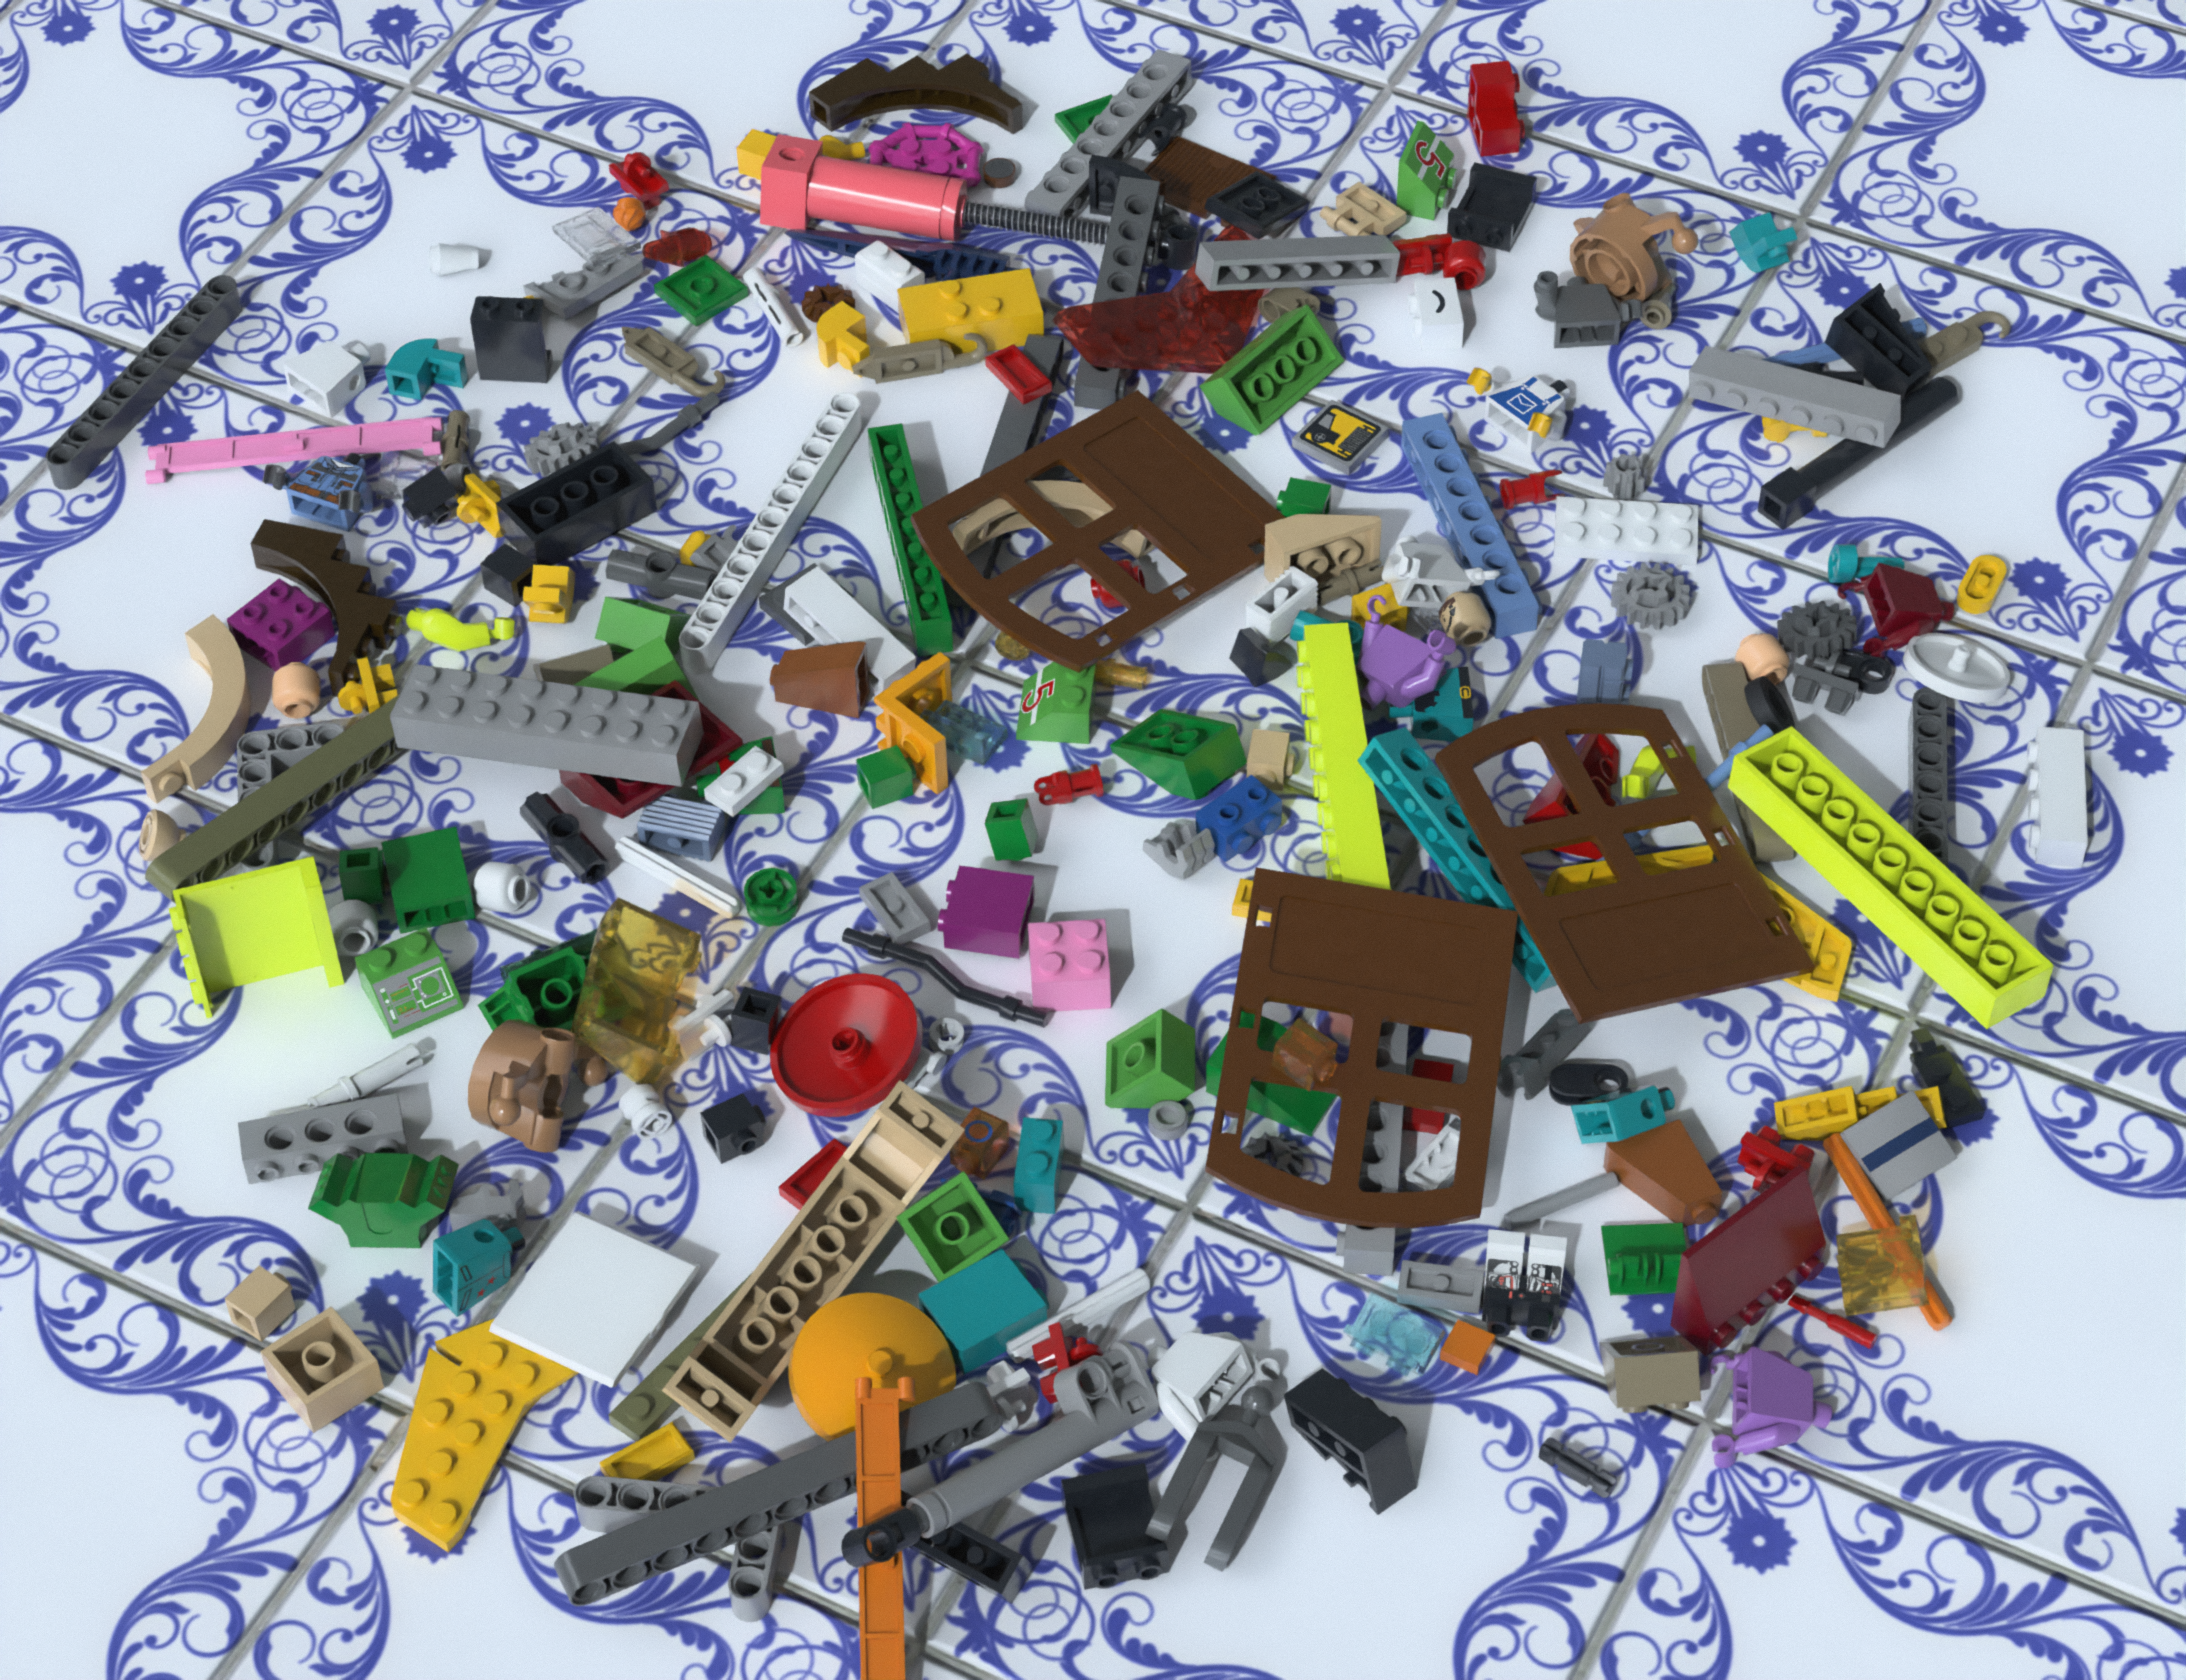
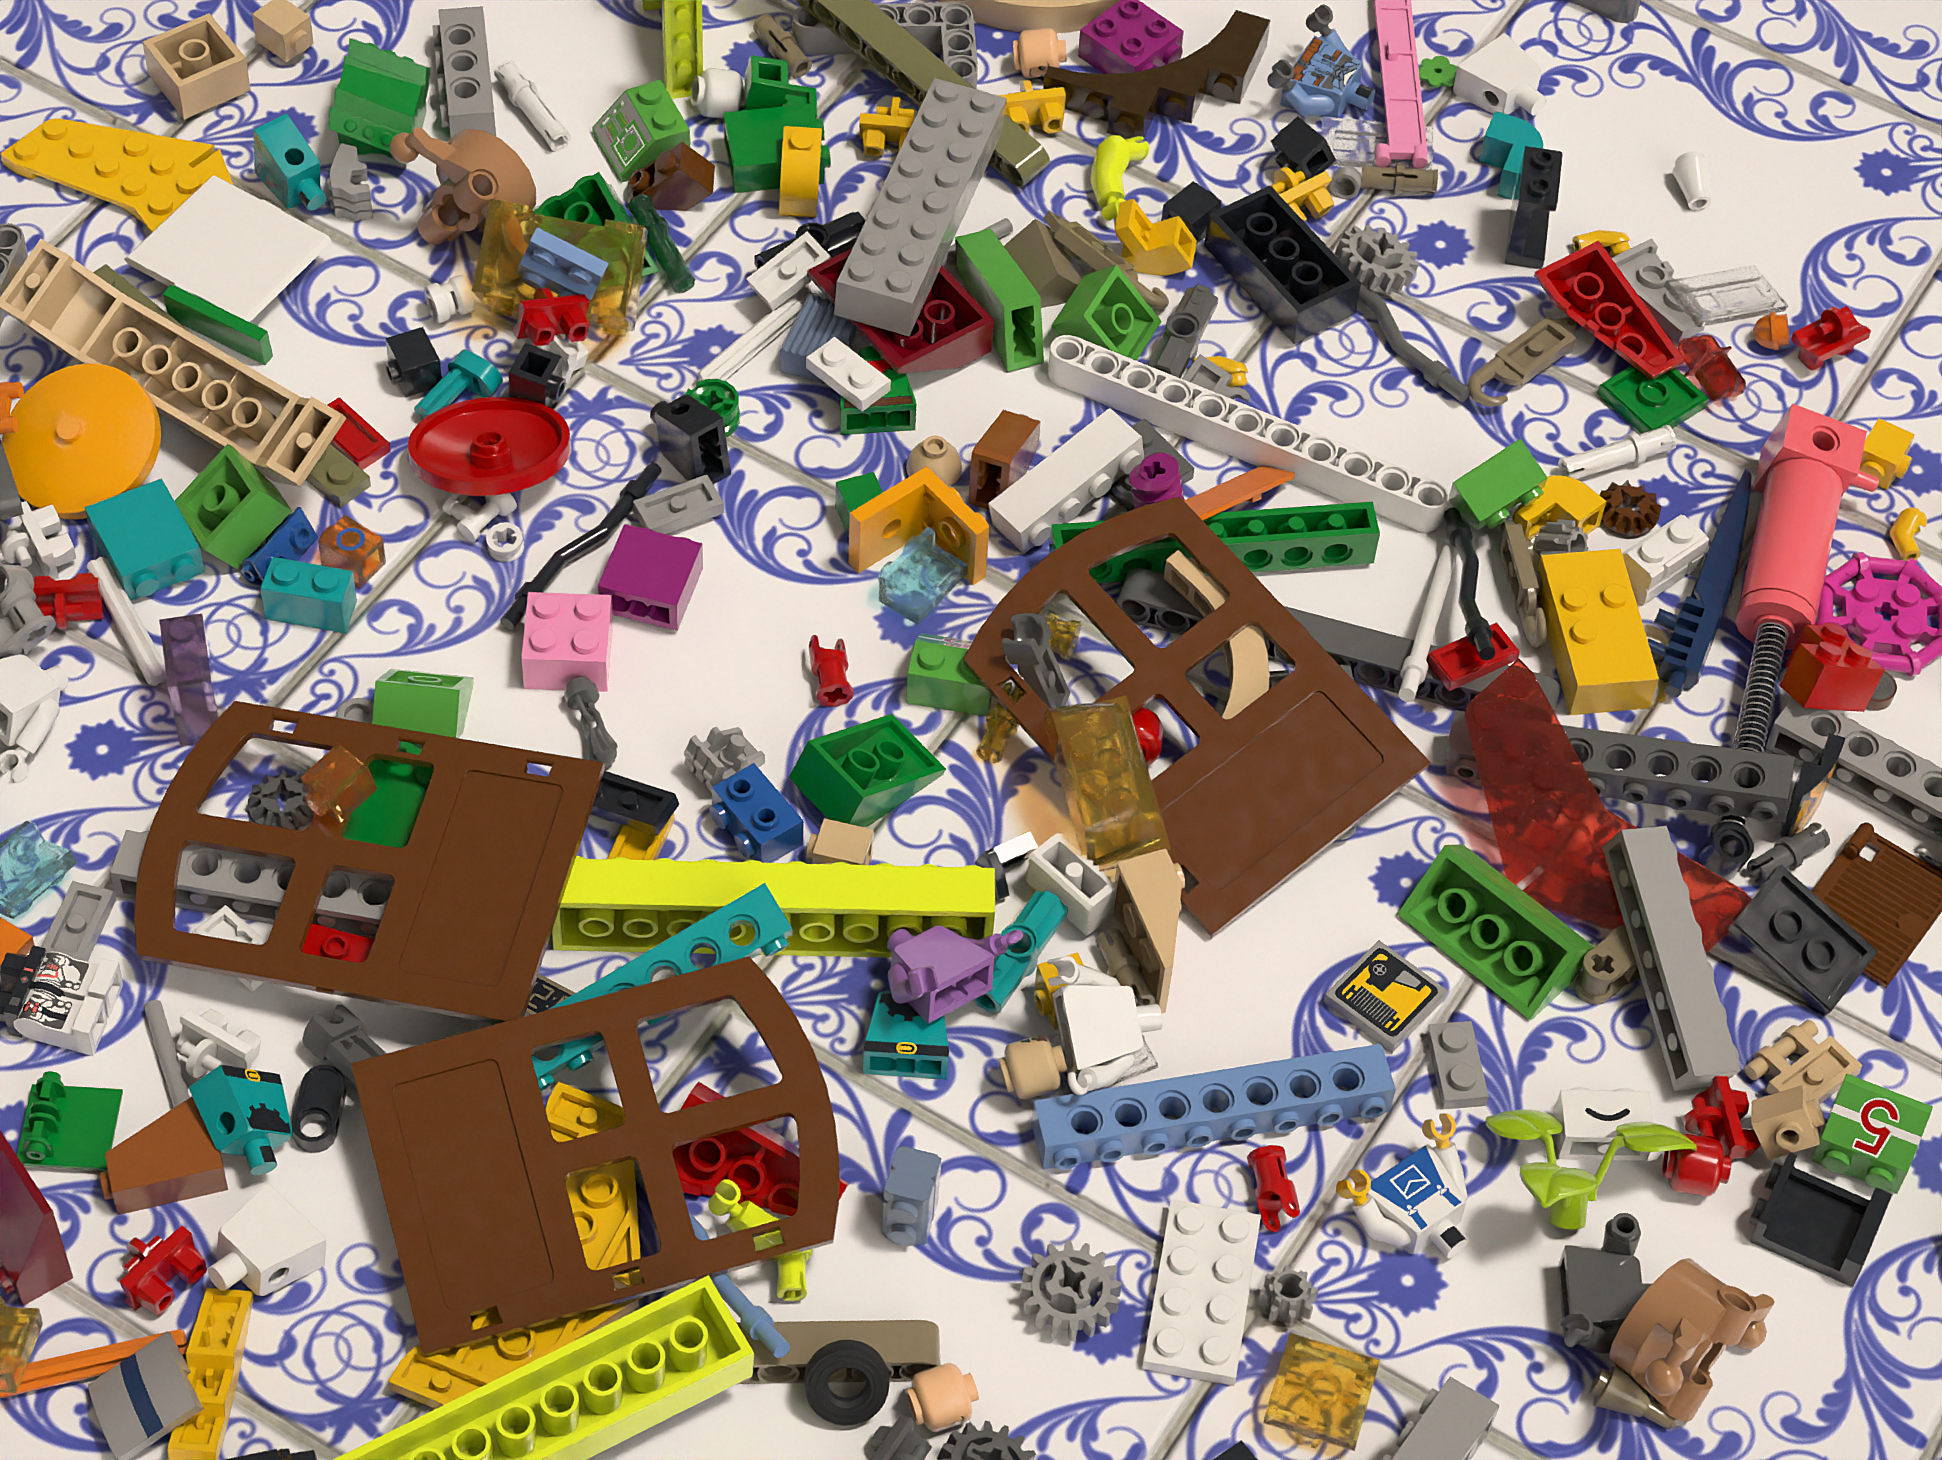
camera: 90 degrees right, 5 degrees up
(312, 419) = (1437, 72): none -> bright green plant
(395, 789) = (886, 125): none -> yellow hips
(478, 955) = (674, 179): none -> reddish brown slope
(479, 839) = (800, 171): none -> yellow brick
(500, 887) = (753, 199): white head -> none
(573, 628) = (1084, 245): none -> dark tan plate
(612, 837) = (787, 271): none -> white plate
(618, 301) = (1605, 304): none -> red wedge
(647, 986) = (560, 266): none -> medium blue plate
(692, 1297) = (218, 324): none -> green tile
(698, 996) = (551, 316): none -> red hips
(745, 1078) = (465, 371): none -> teal piece
(821, 738) = (938, 457): none -> tan brick
(821, 896) = (692, 438): none -> black torso
(836, 357) = (1498, 485): none -> bright green slope
(861, 527) = (1237, 490): none -> orange piece
(868, 567) = (1155, 480): none -> magenta piece
(881, 331) = (1560, 538): none -> light grey gear
(1005, 359) = (1476, 627): none -> black bar
(1006, 175) = (1830, 670): none -> red brick
(1011, 829) = (759, 601): green brick -> none
(1044, 399) = (1415, 665): none -> white bar
(1072, 617) = (1036, 659): none -> dark grey plate
(1171, 1220) = (189, 676): none -> clear purple brick
(1177, 936) = (583, 694): none -> dark grey piece
(1188, 575) = (1105, 781): none -> clear yellow windscreen
(1227, 931) = (634, 803): none -> black plate
(1304, 498) = (1255, 937): green brick -> none
(1394, 397) = (1457, 1065): none -> light grey plate
(1423, 212) = (1787, 1122): none -> tan brick
(1529, 299) = (1571, 1188): none -> lime plant
(1553, 1160) = (209, 1044): none -> white hips
(1701, 454) = (1321, 1392): none -> clear yellow piece
(1736, 1089) = (267, 1245): none -> white torso

